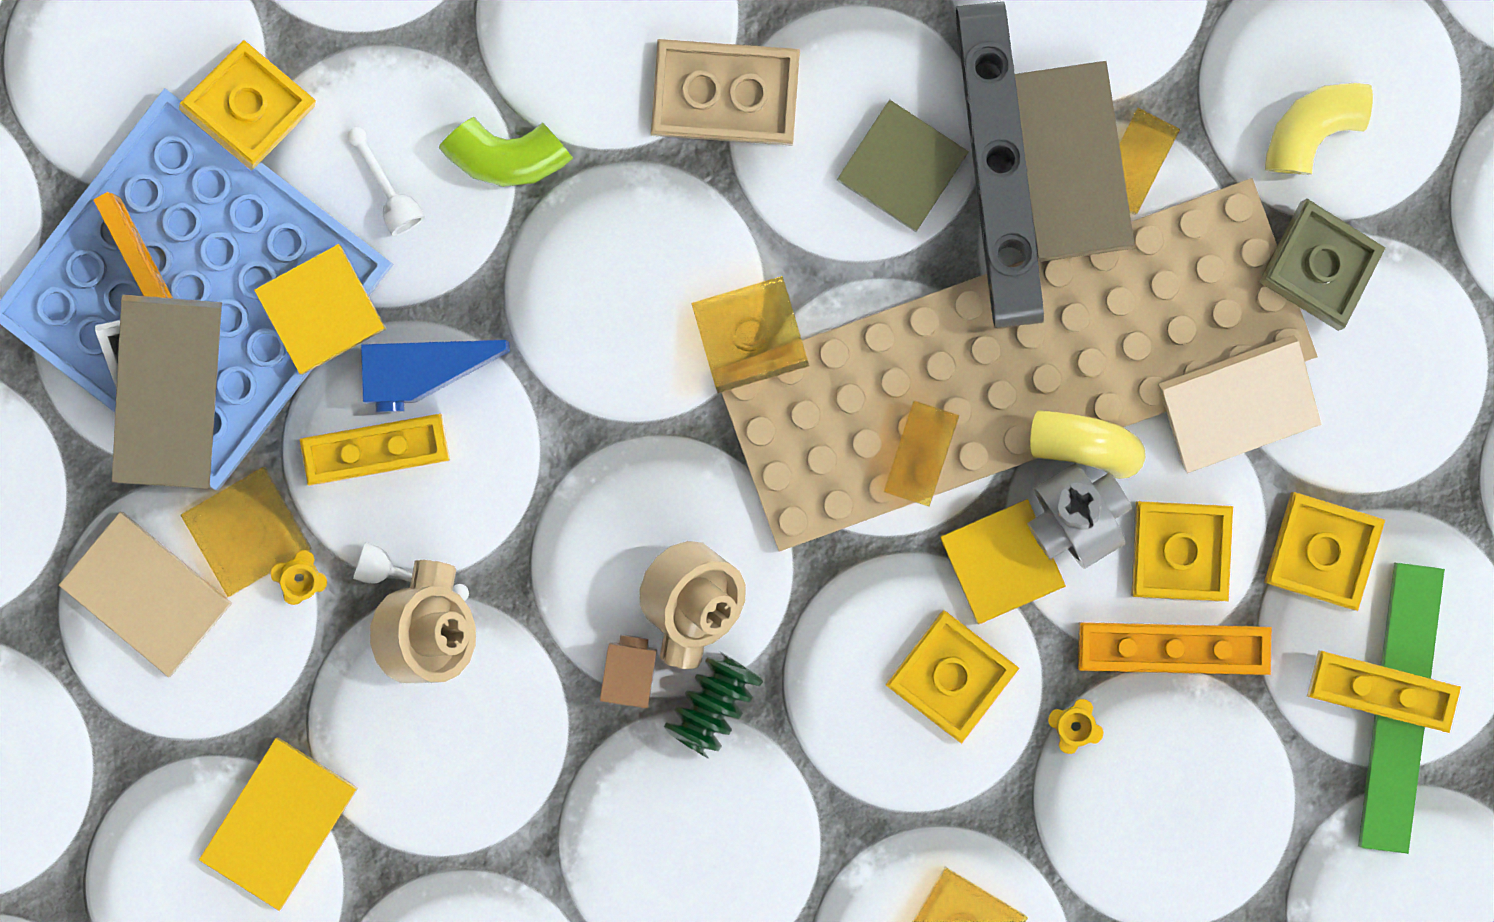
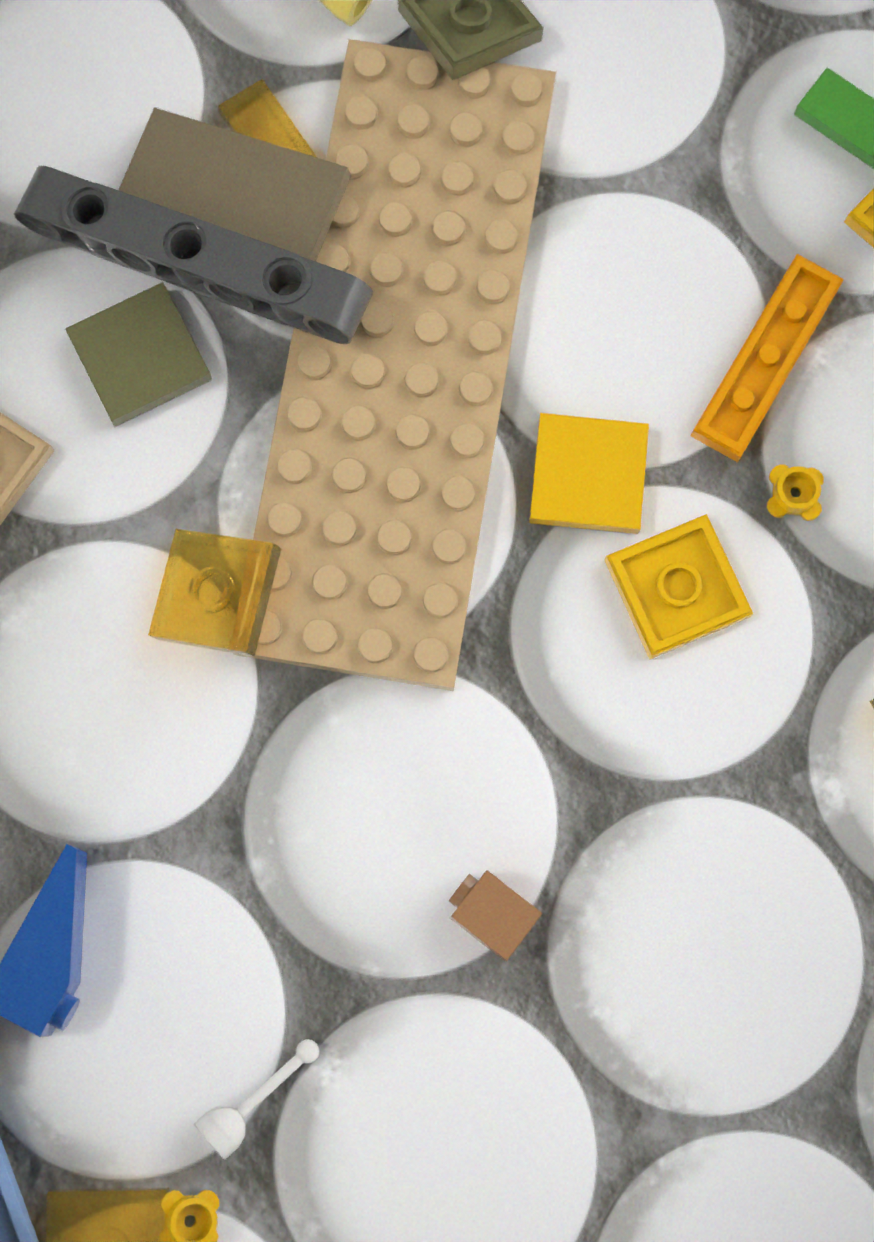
camera: 65 degrees left, 10 degrees down
(374, 449) = (102, 1057): yellow tile -> none
(424, 629) = (322, 1110): tan piece -> none
(692, 600) = (453, 802): tan piece -> none
(713, 704) = (575, 843): dark green piece -> none
(921, 453) = (435, 486): clear yellow tile -> none
(1079, 516) = (587, 364): light grey piece -> none
(1087, 443) = (516, 317): light yellow cylinder -> none
(1182, 551) = (674, 298): yellow tile -> none
(1240, 404) = (561, 162): tile -> none
(1324, 551) = (748, 168): yellow tile -> none

